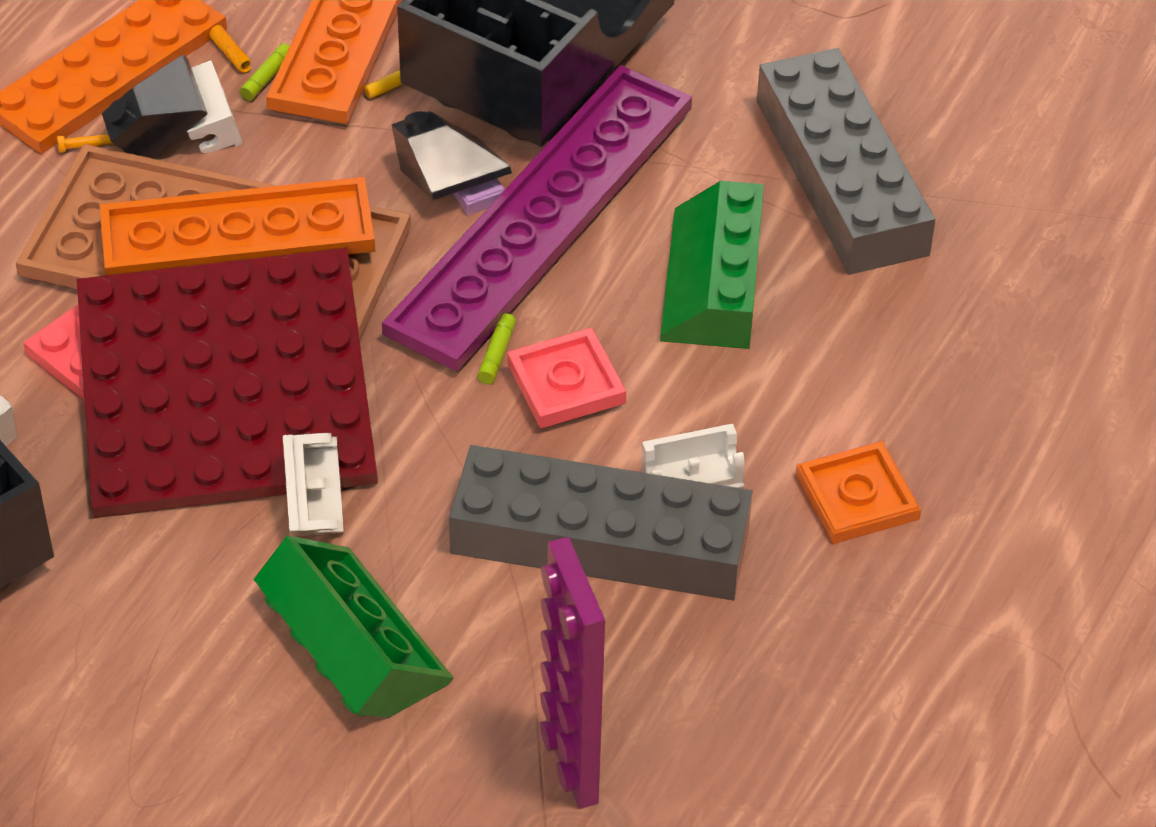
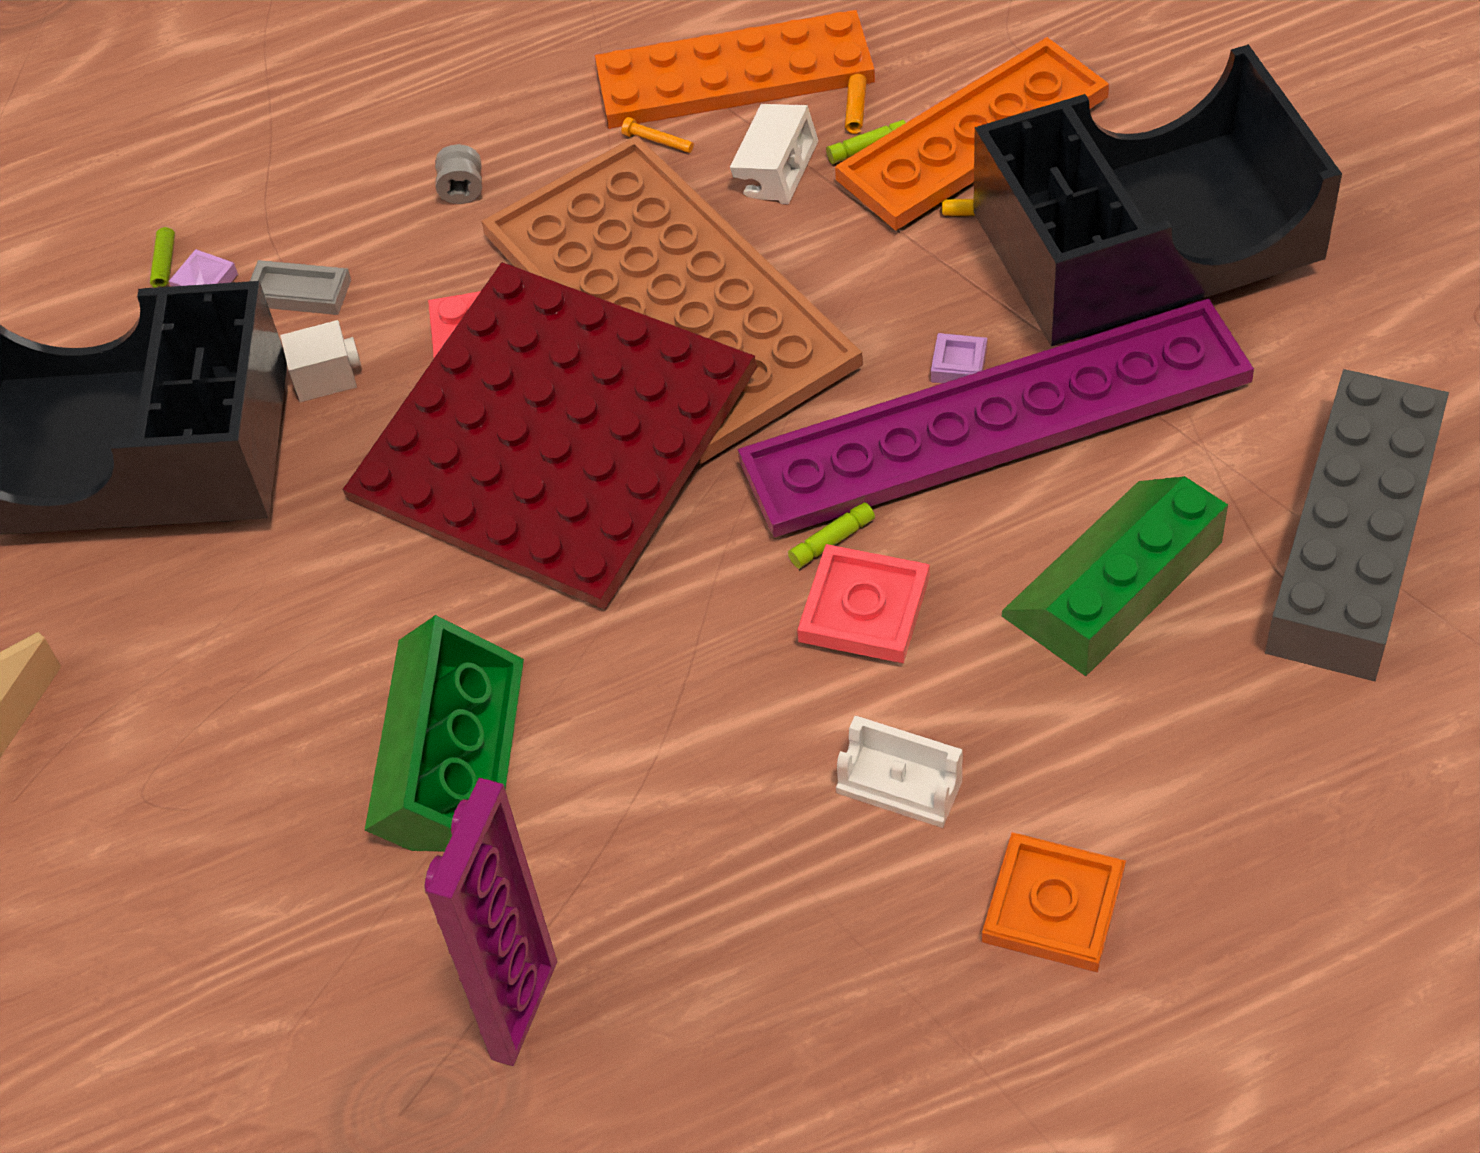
camera: 45 degrees right, 5 degrees up
(156, 110) = (715, 131): black slope -> none
(236, 225) = (686, 284): orange plate -> none
(313, 484) = (523, 577): white hinge -> none
(443, 156) = (947, 307): slope -> none
(617, 519) = (760, 779): dark grey brick -> none

